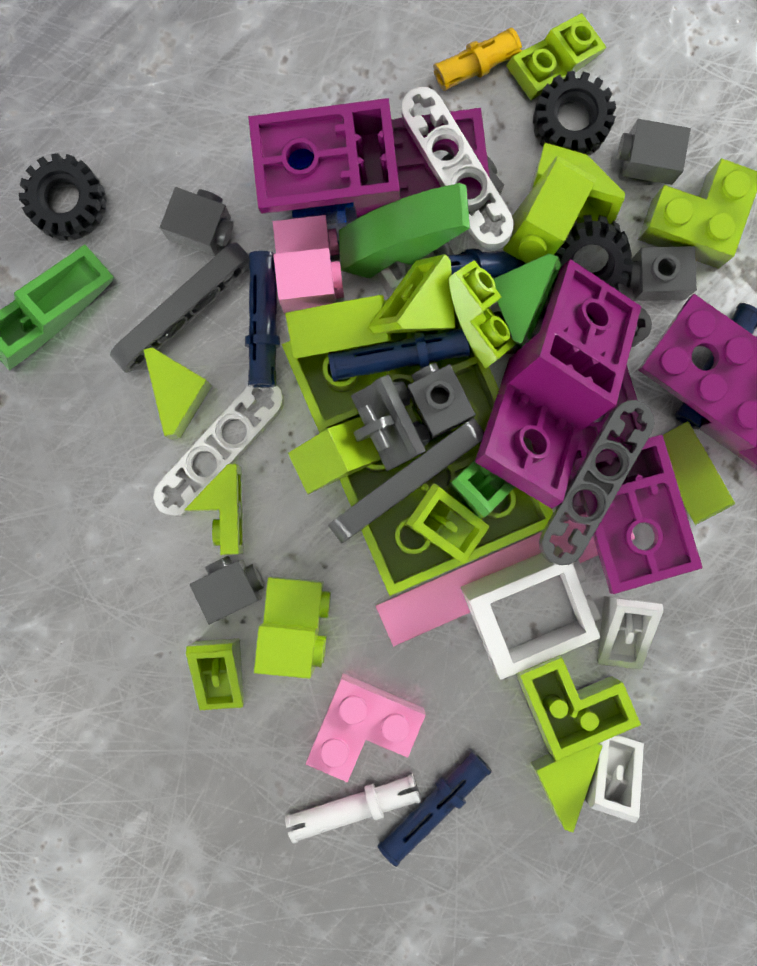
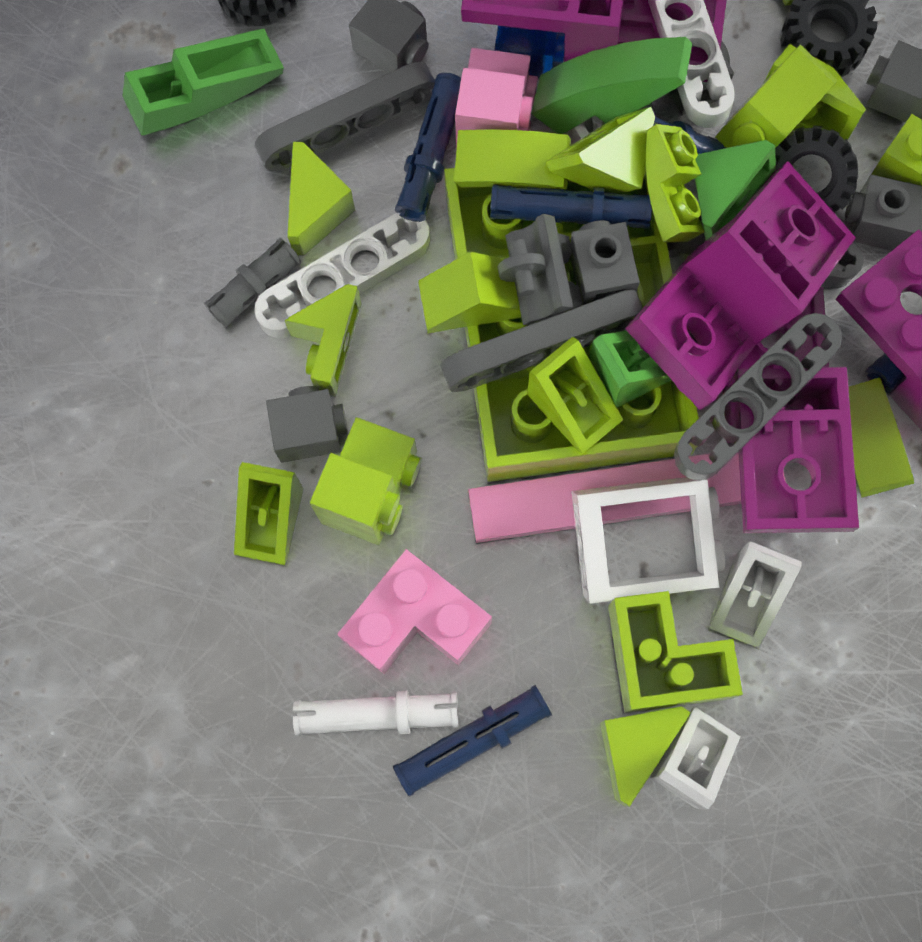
camera: 20 degrees right, 10 degrees down
(145, 477) = (252, 281): none -> dark grey pin

